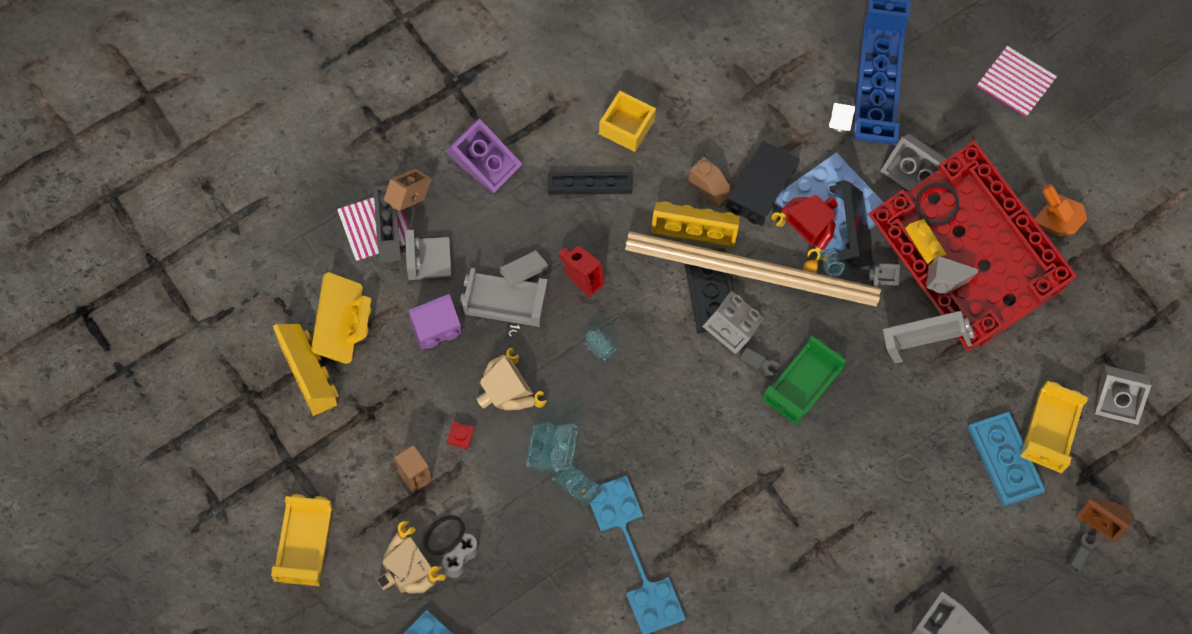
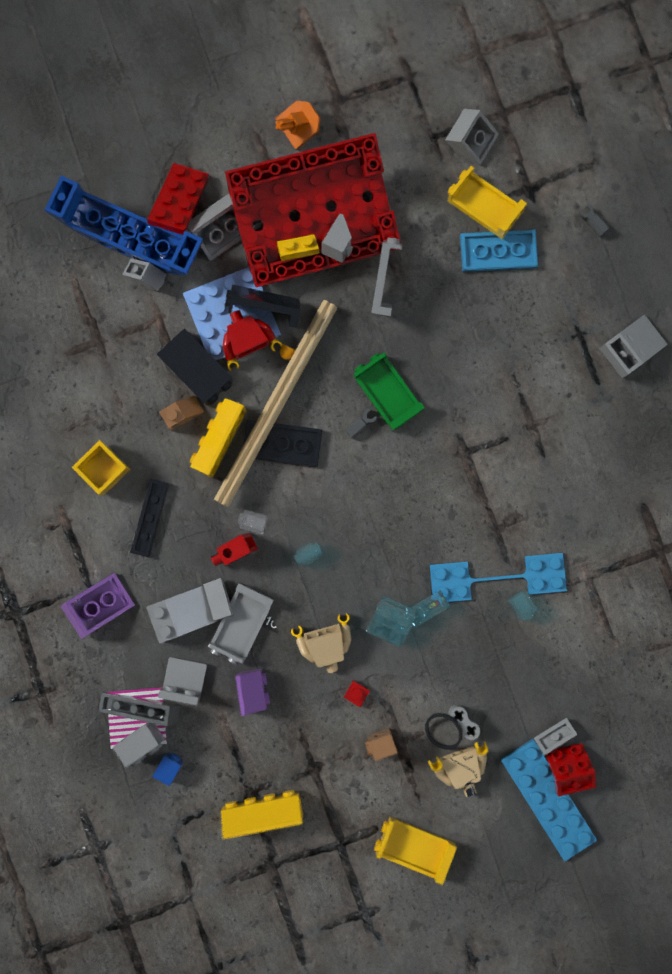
camera: 75 degrees left, 20 degrees up
(330, 262) = (168, 768): none -> blue brick
(340, 318) = (222, 773): yellow bracket -> none
(351, 227) = (135, 746): none -> light grey piece
(407, 189) = (115, 684): medium nougat brick -> none
(496, 234) = (180, 614): none -> light grey slope
(611, 586) = (522, 605): none -> clear light blue brick
(617, 281) = (252, 521): none -> clear brick
(733, 322) = (320, 433): light grey bracket -> none
(831, 262) = (288, 333): clear light blue brick -> none
(884, 273) = (310, 292): dark grey bracket -> none
(932, 119) = (178, 198): none -> red plate
(937, 185) = (284, 225): black piece -> none
(1016, 81) = (155, 111): sticker -> none
(1106, 517) = (575, 187): dark orange slope -> none

